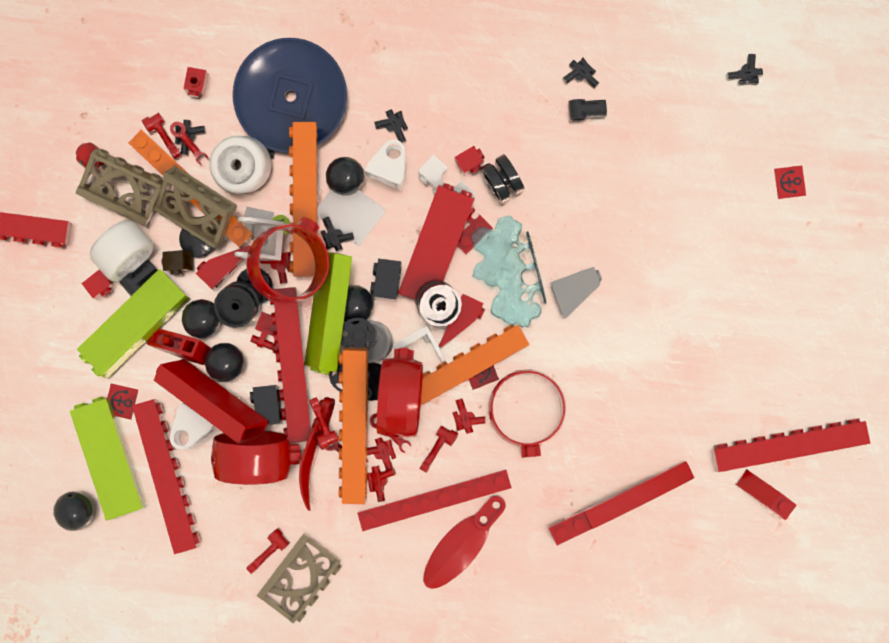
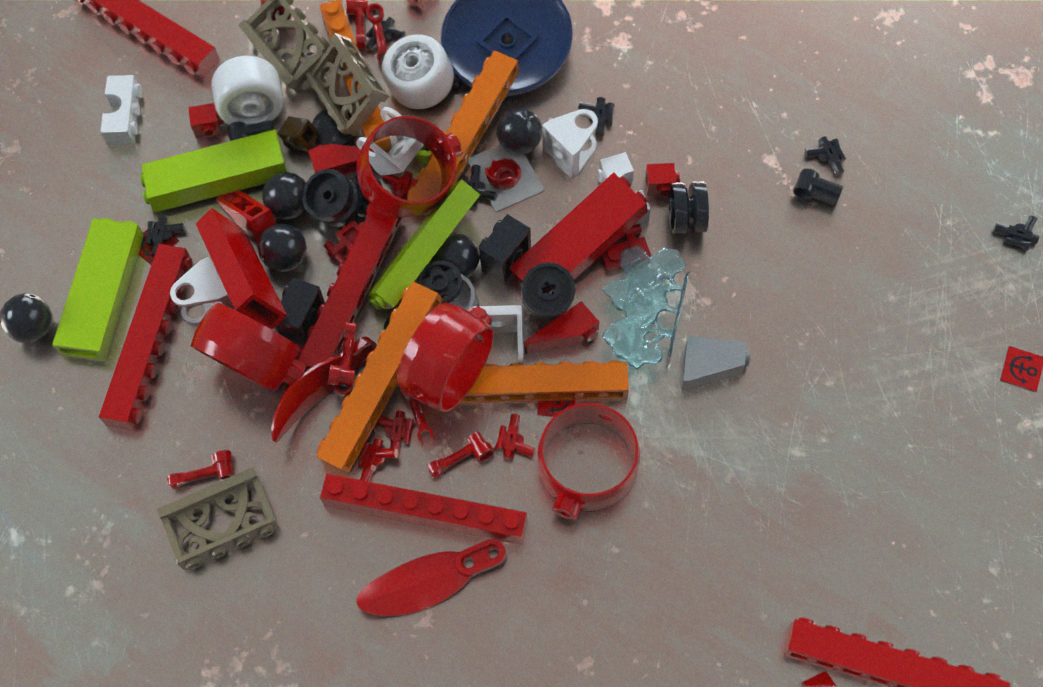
camera: 30 degrees right, 20 degrees down
(36, 322) = (121, 125): none -> white arch
(122, 392) = (160, 232): none -> black piece
(350, 216) = (503, 174): none -> red hair
(621, 504) = (615, 619): red slope -> none

